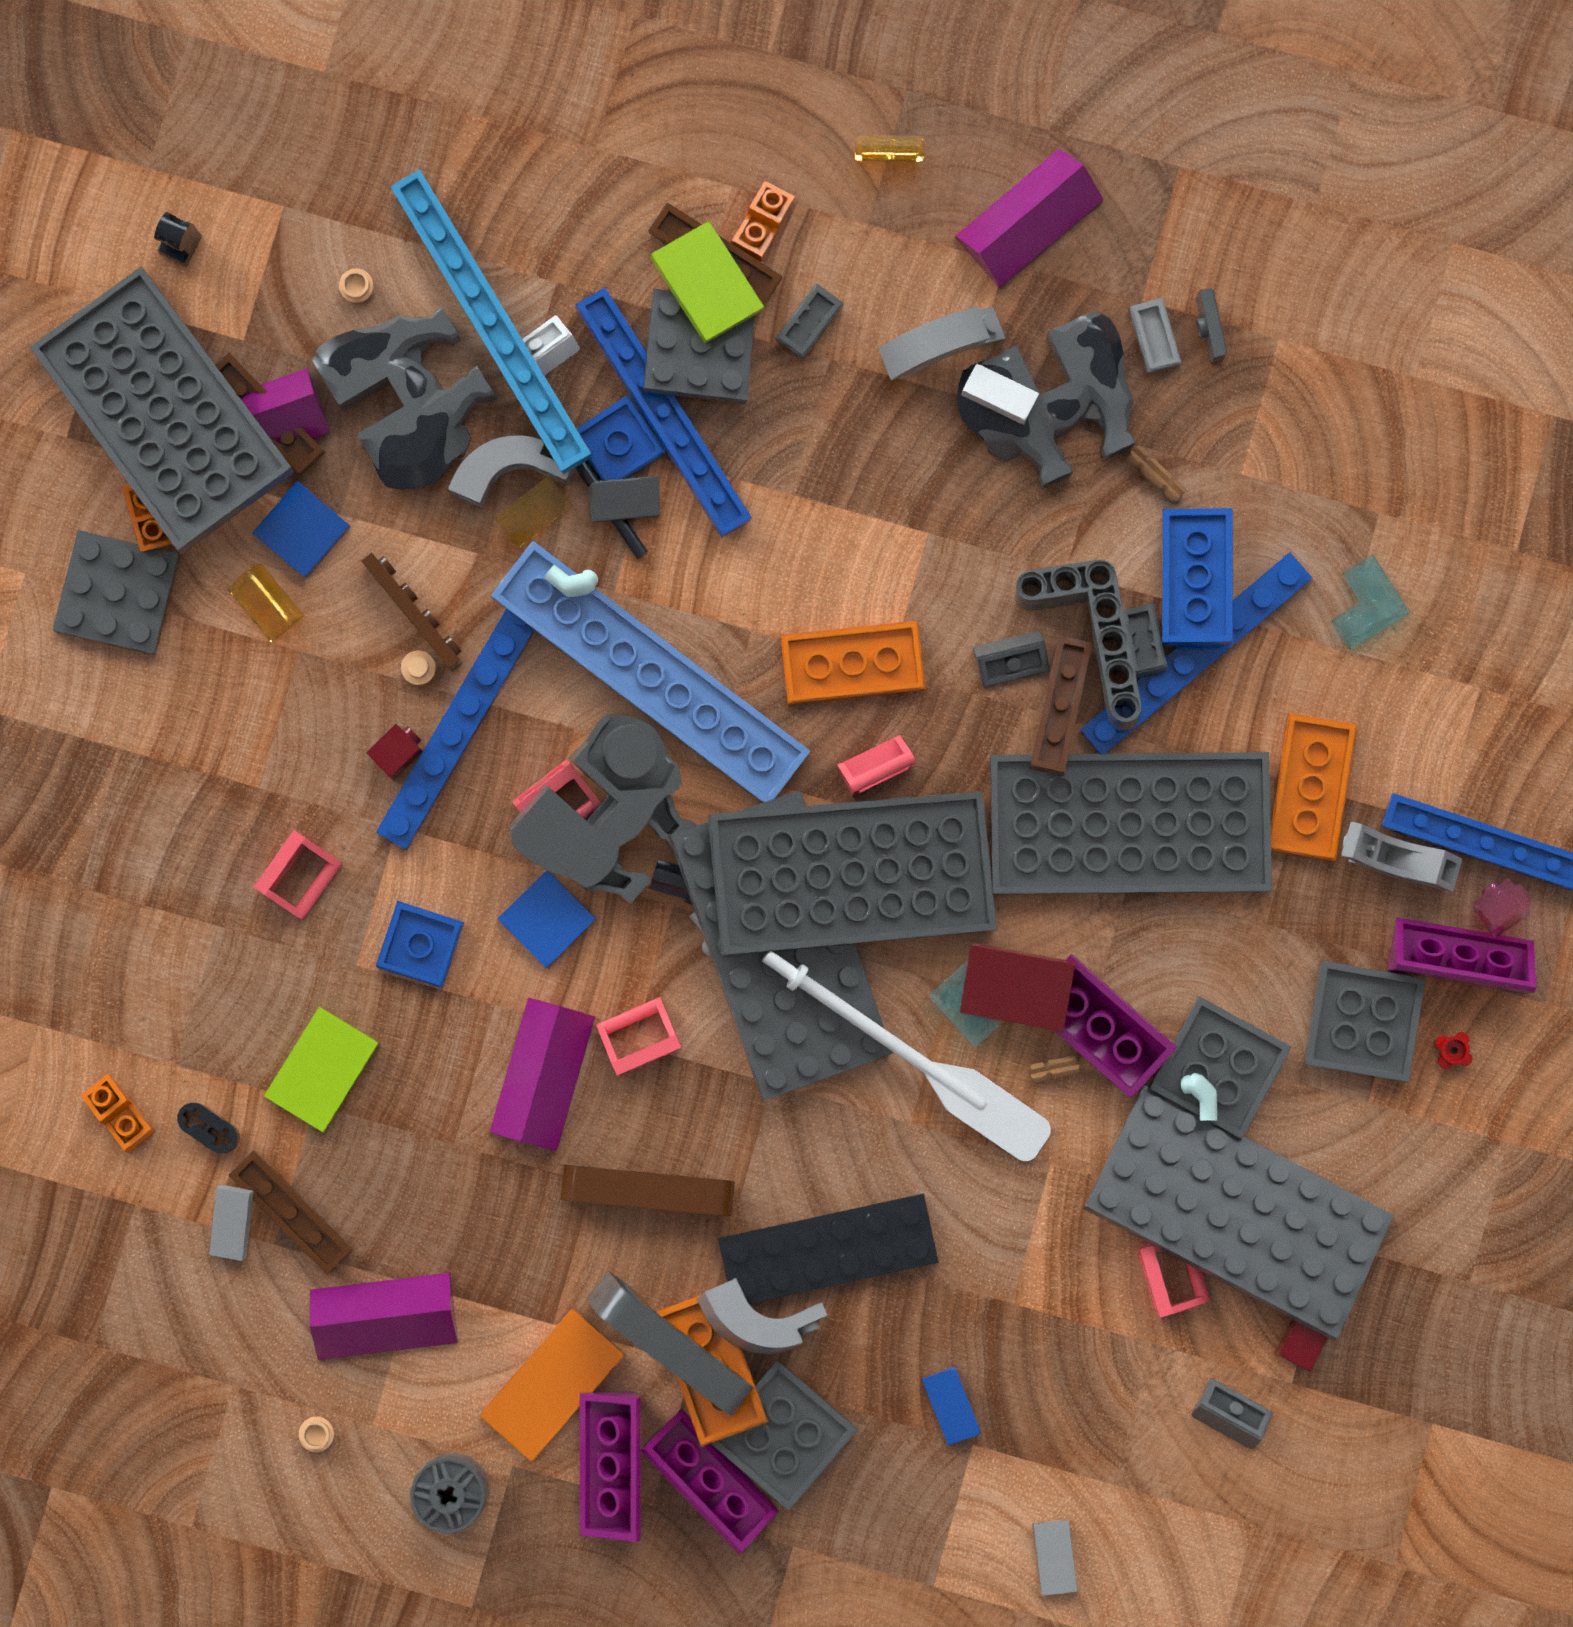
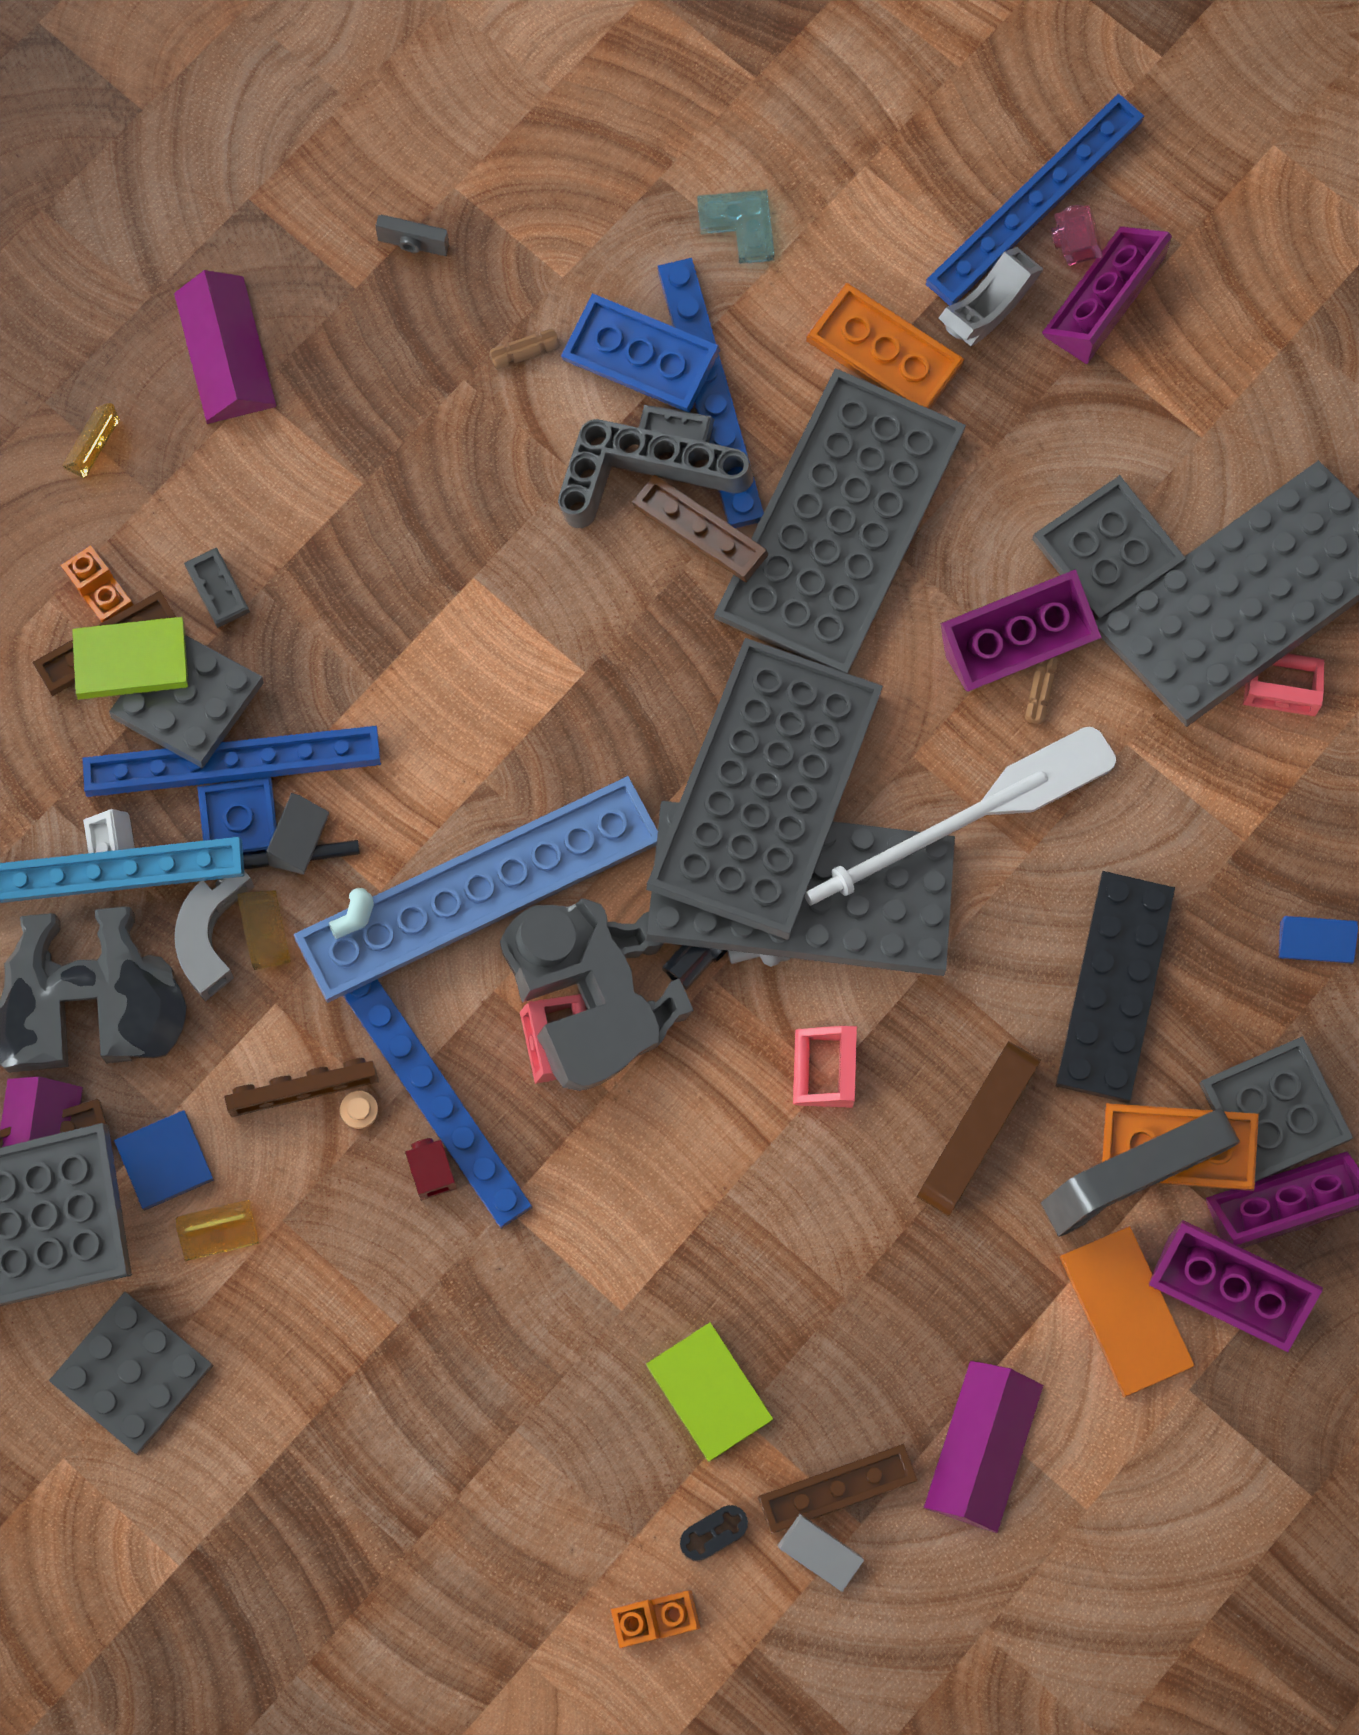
camera: 65 degrees left, 10 degrees down
(146, 529) = (74, 1307): orange slope -> none
(282, 863) = (486, 1334): coral tile -> none
(316, 1434) = (1071, 1568): light nougat plate -> none
(419, 944) = (632, 1237): blue tile -> none
(469, 1487) = (1168, 1454): dark grey wheel -> none
(542, 1074) = (816, 1178): magenta slope -> none
(546, 919) = (667, 1102): blue tile -> none
(748, 1330) = (1153, 1094): light grey arch -> none
(852, 662) = (561, 701): orange tile -> none
(876, 765) = (672, 721): coral tile -> none
(939, 340) = (299, 477): light grey arch -> none
(948, 1000) = (932, 751): clear light blue plate -> none
(999, 394) = (379, 442): white slope -> none
(1011, 658) = (631, 556): dark grey slope -> none
(1017, 987) = (948, 686): dark red tile -> none
(1094, 391) = (406, 444): dark grey animal -> none
(1155, 335) = (394, 290): light grey tile -> none
(1204, 1092) = (1129, 568): light aqua arm -> none
(1364, 1021) = (1125, 402): dark grey plate -> none
(1462, 1055) = (1193, 330): red plate -> none

